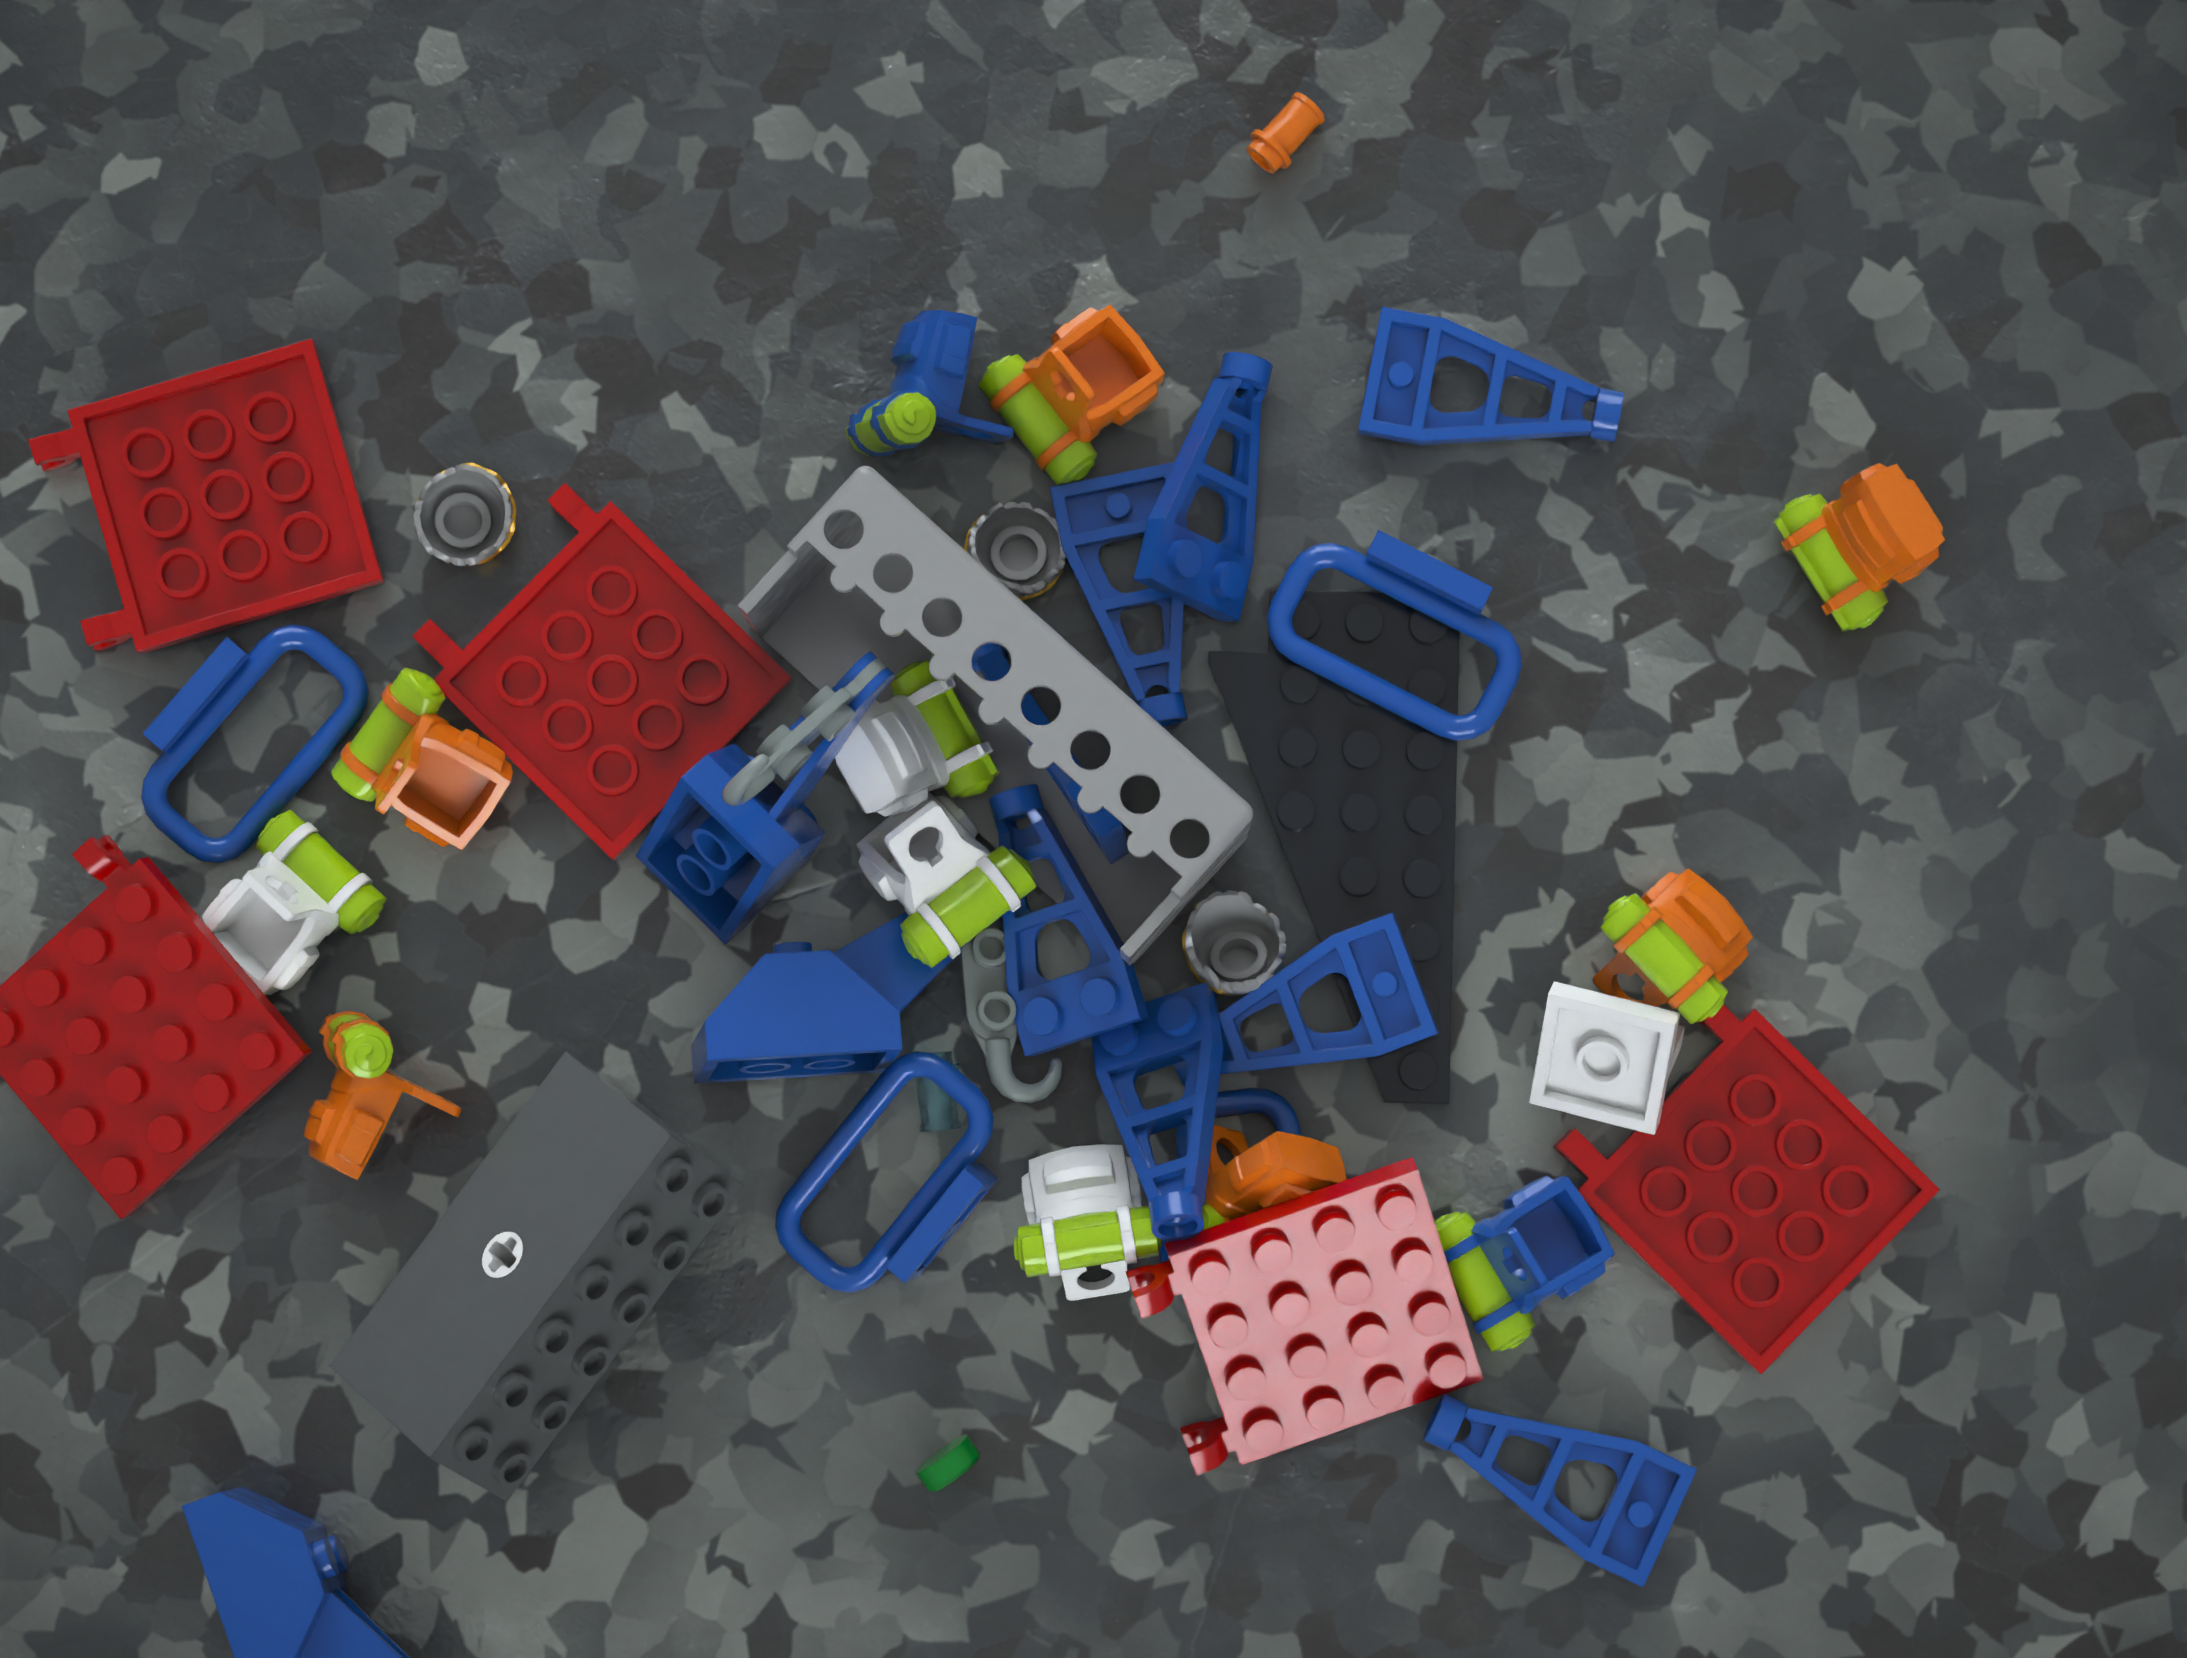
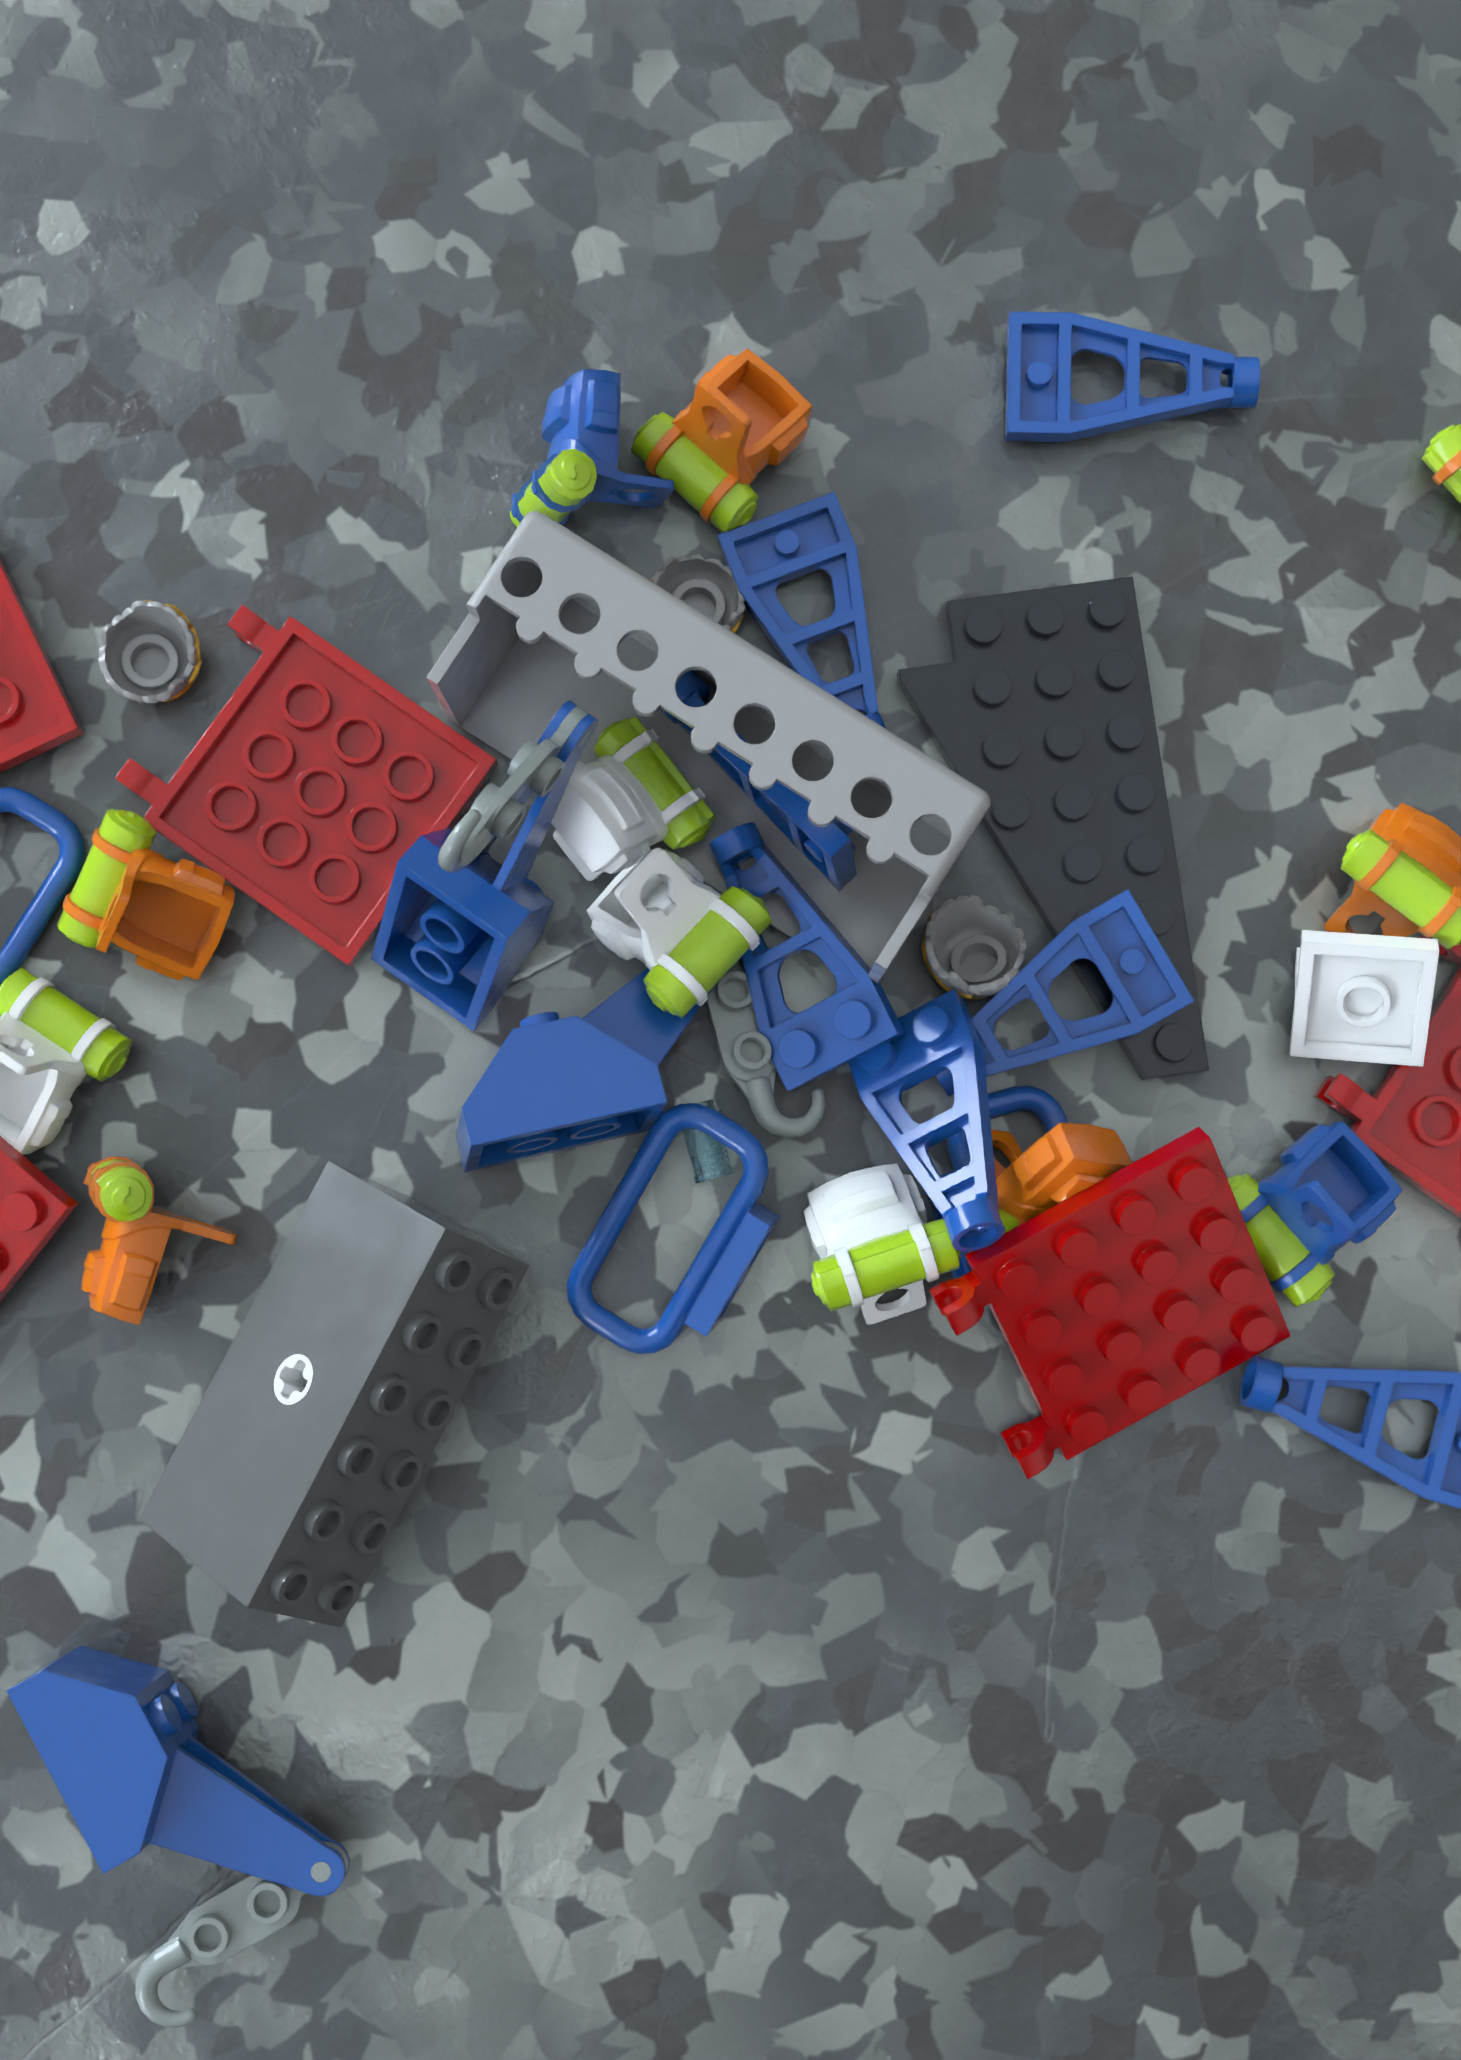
camera: 15 degrees left, 0 degrees up
(948, 1463) = (778, 1507): green tile -> none
(1181, 561) = (850, 578): blue plate -> none
(1284, 133) = (878, 177): orange pin -> none
(1423, 585) = (1099, 566): blue bar -> none

